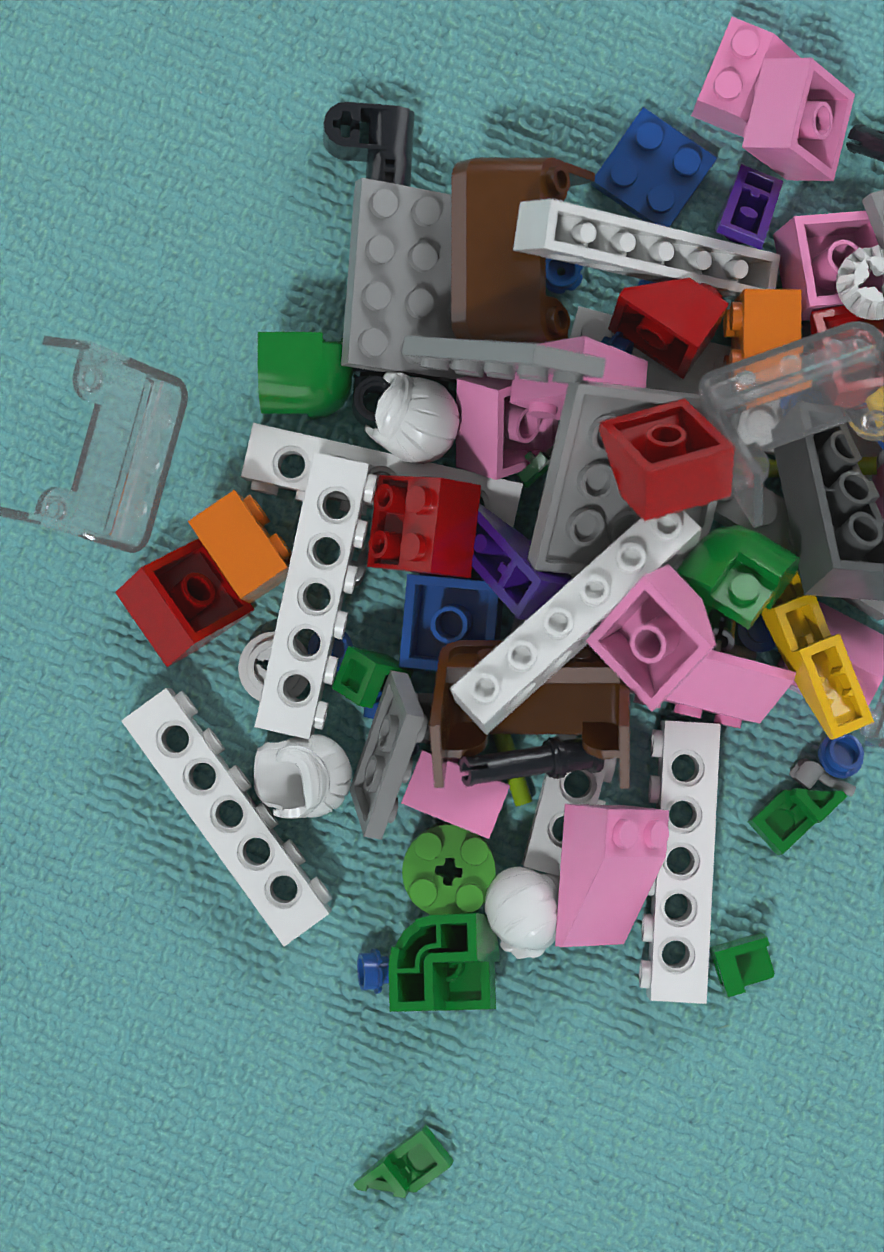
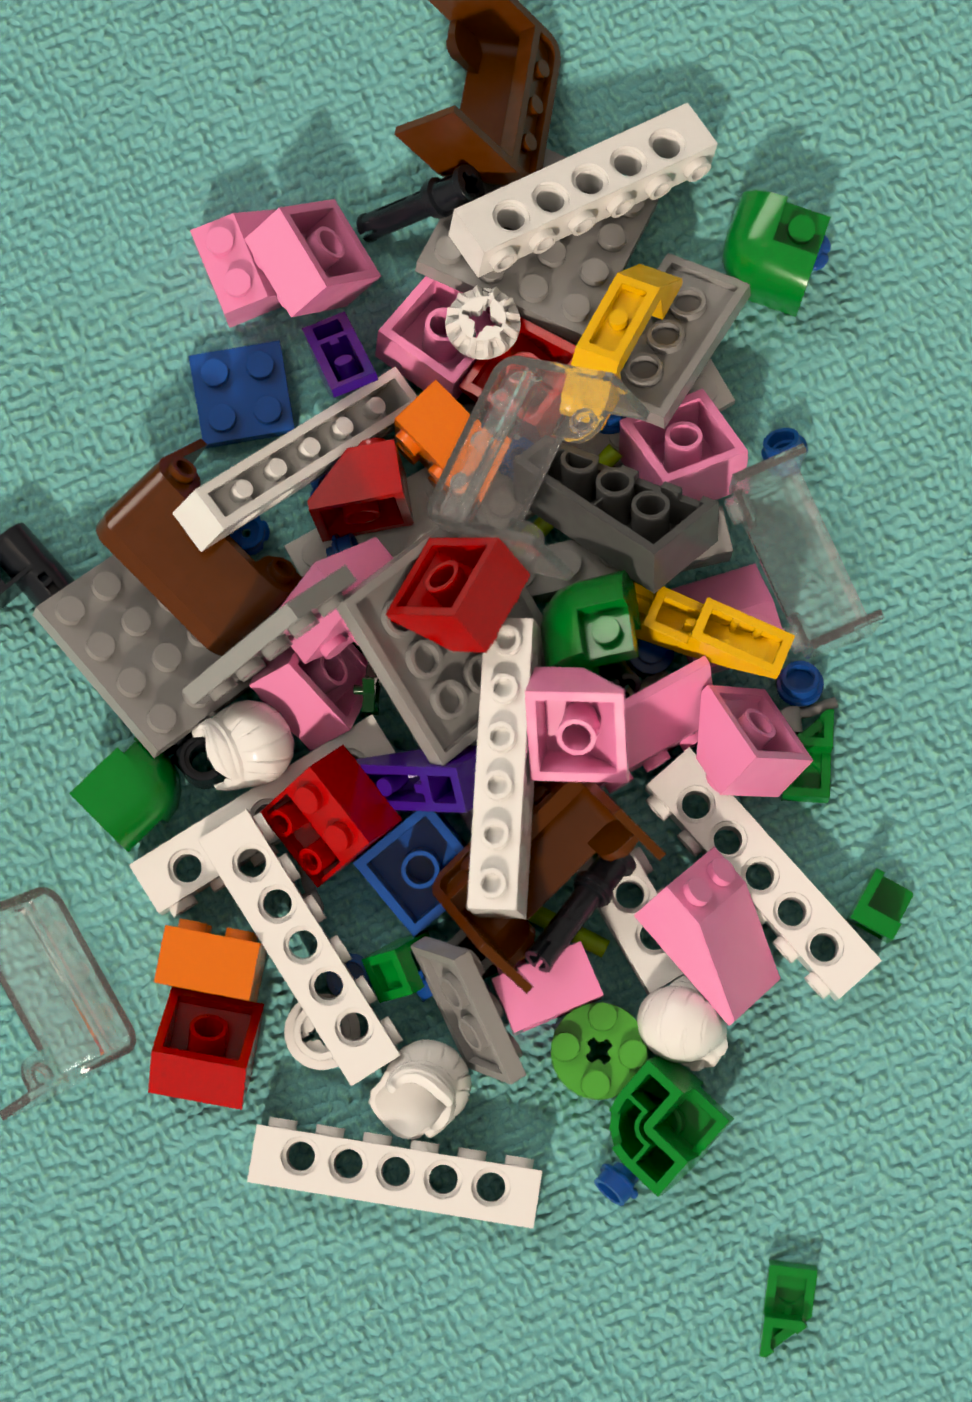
camera: 45 degrees left, 5 degrees down
(763, 761) = (747, 743): none -> bright pink slope

